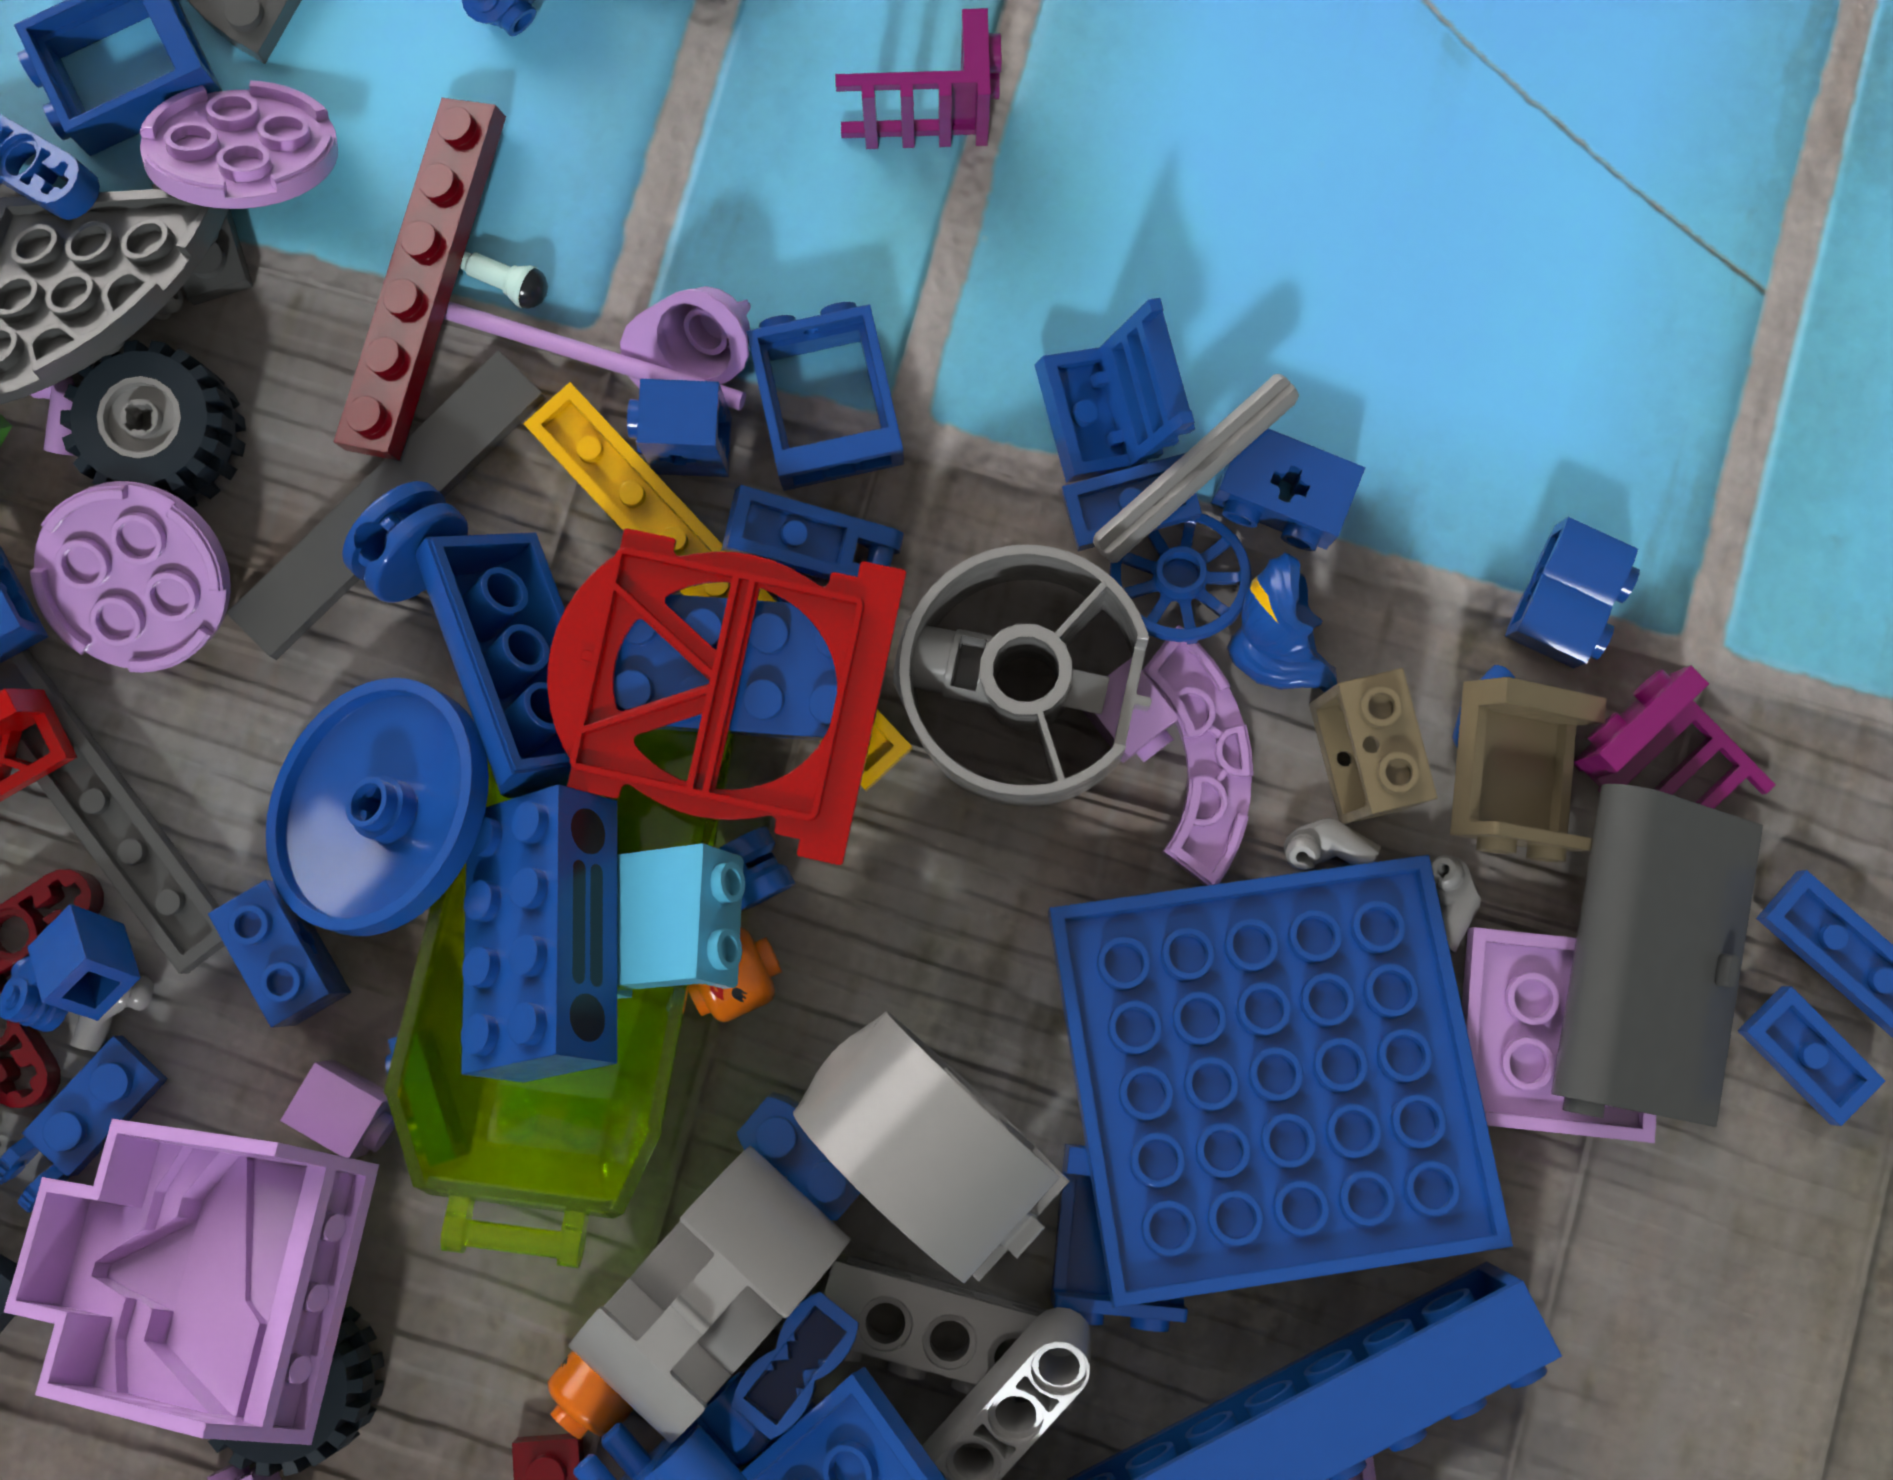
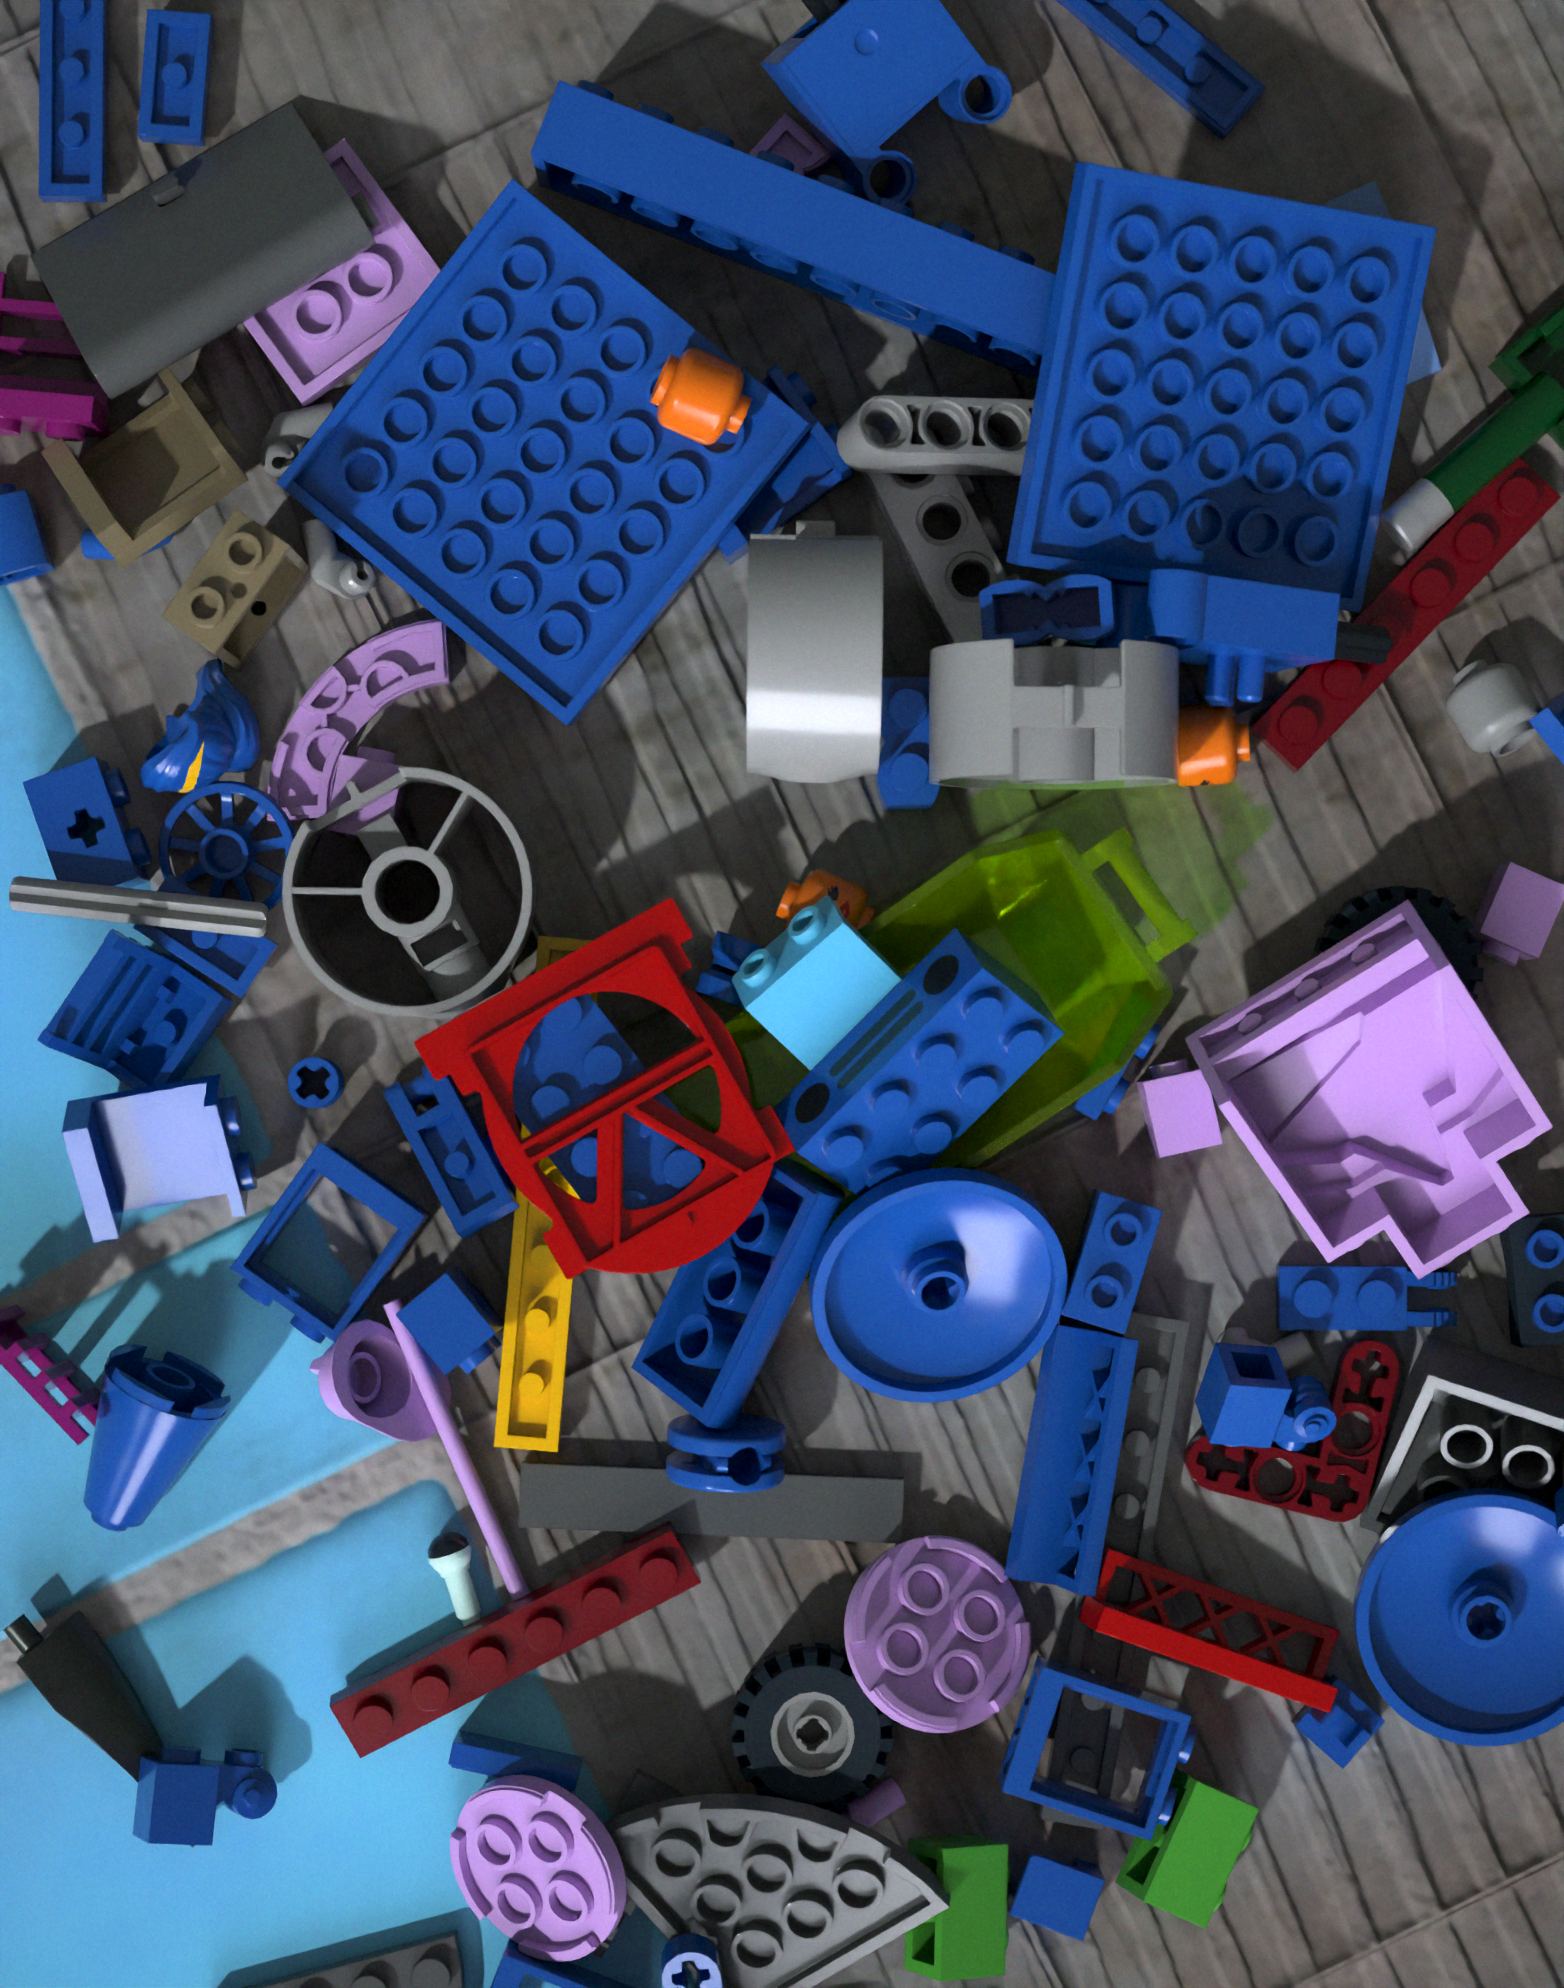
camera: 130 degrees left, 5 degrees up
(171, 791) = (1068, 1457): none -> blue fence
(334, 201) = (505, 1758): none -> blue tile
(810, 151) = (147, 1431): none -> blue cone
(966, 479) = (333, 1083): none -> blue axle
(1008, 328) = (156, 1150): none -> panel
(1210, 1240) = (700, 396): none -> orange head

